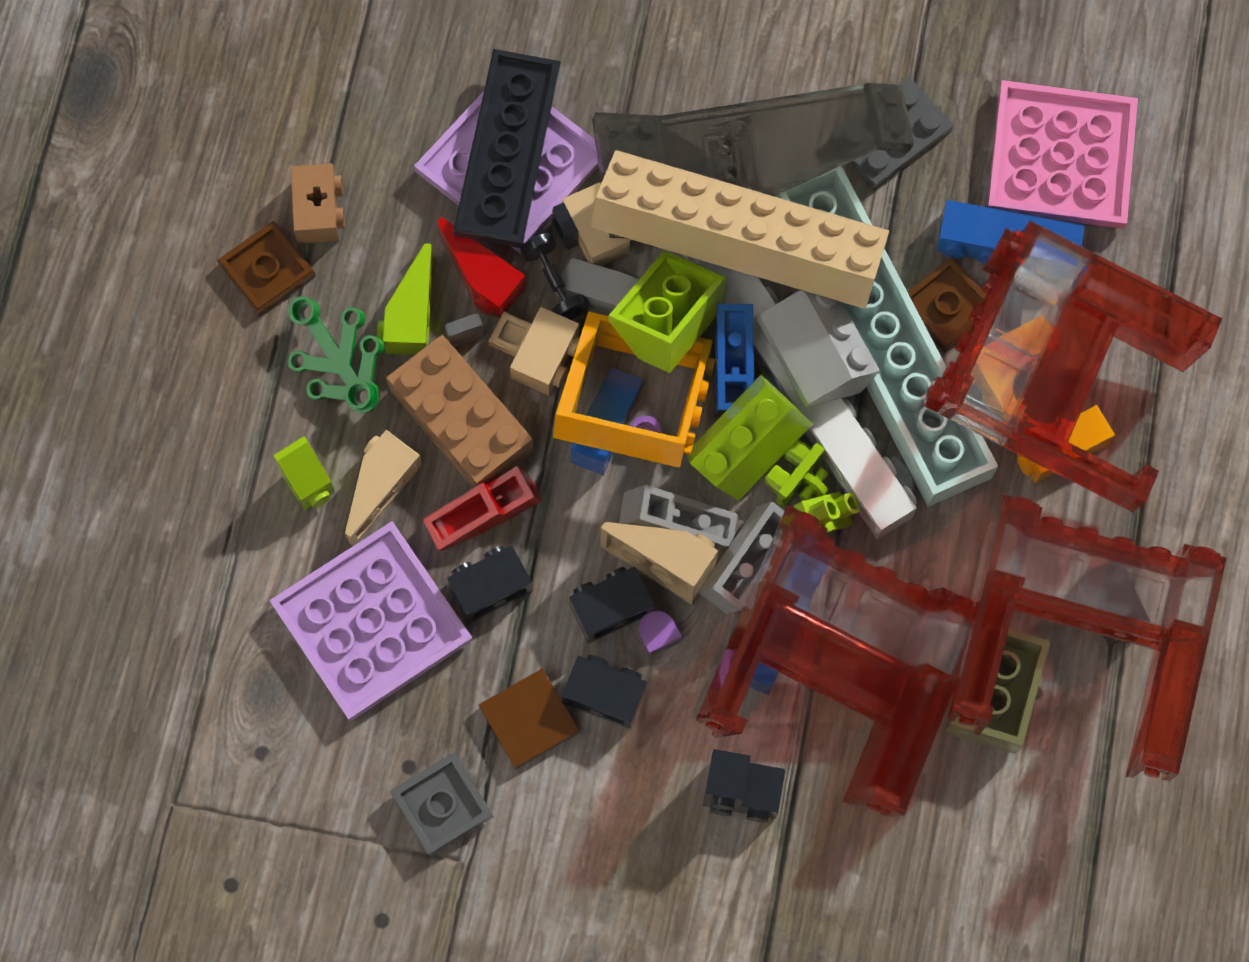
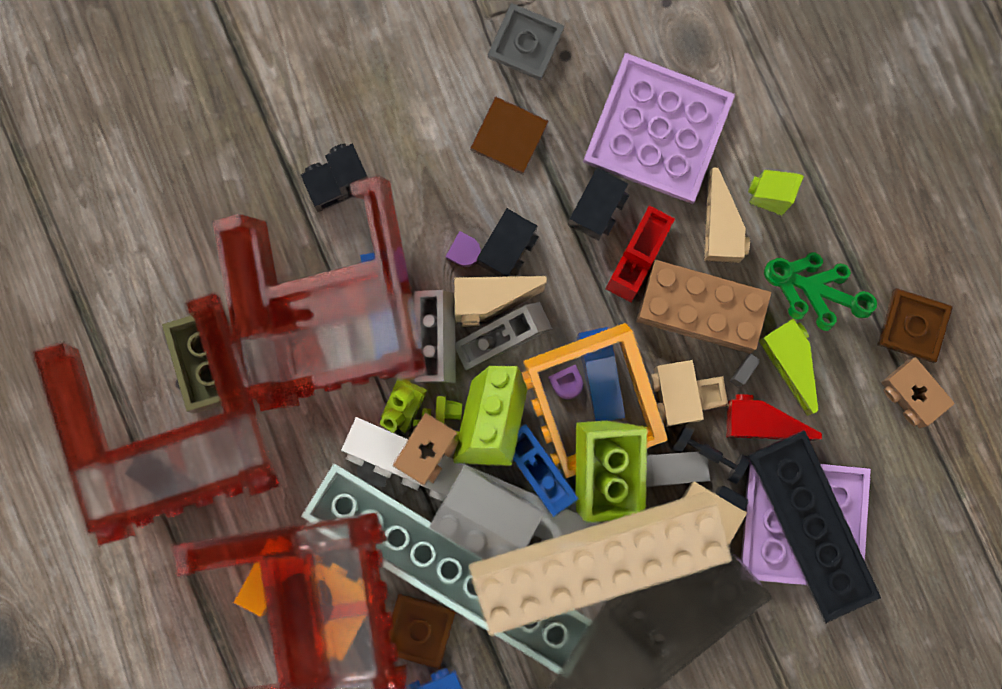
camera: 140 degrees right, 10 degrees up
(604, 690) = (471, 184): black brick -> none
(823, 462) = (427, 431): none -> medium nougat brick

